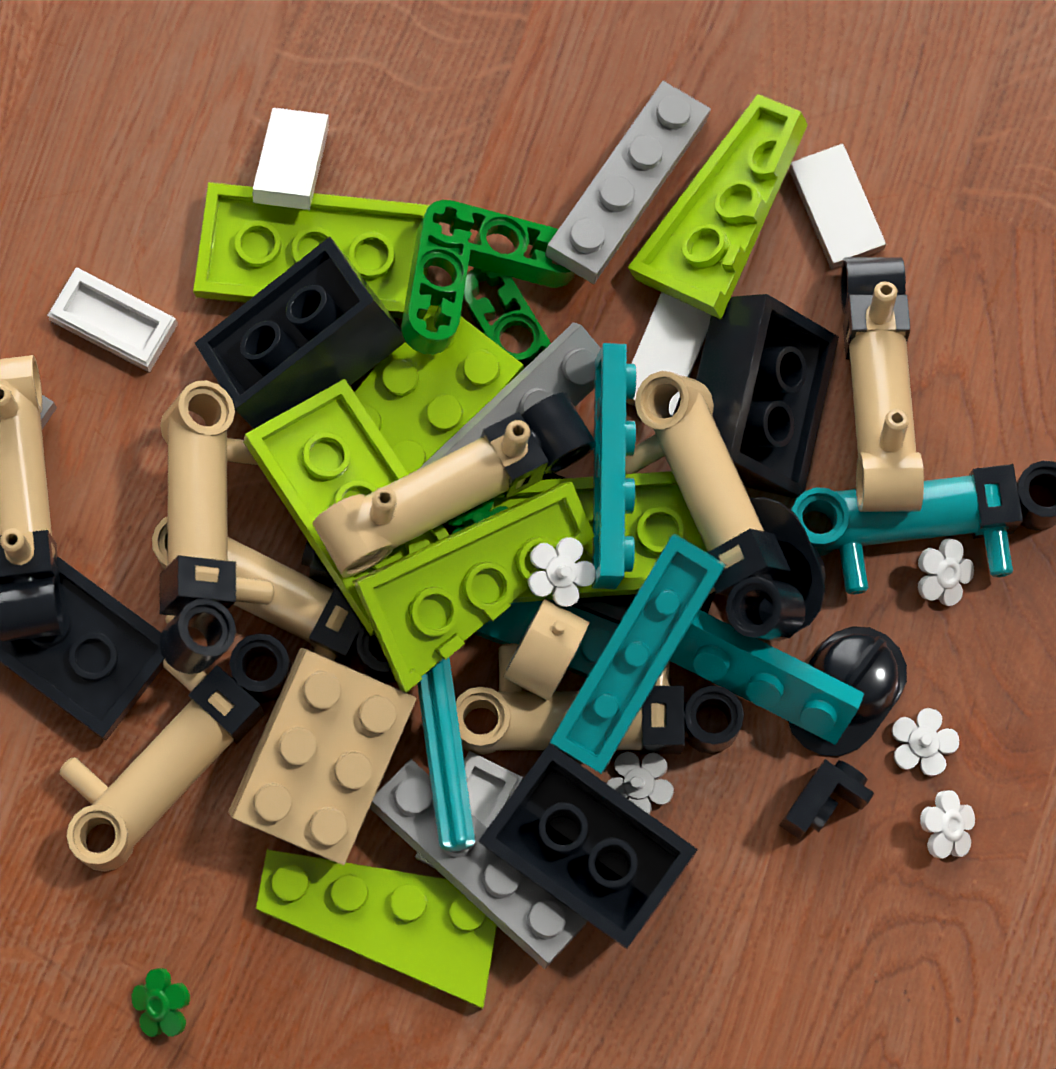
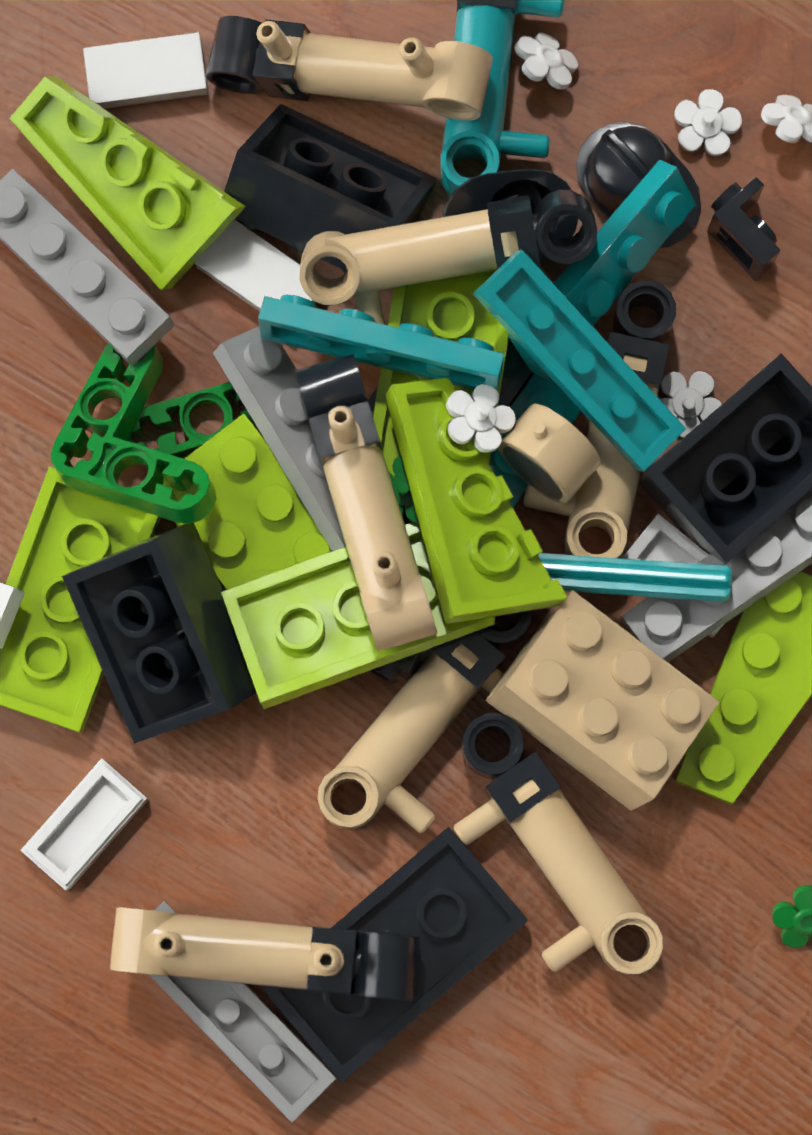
camera: 70 degrees left, 5 degrees up
(198, 577) = (397, 781): tan piece -> none

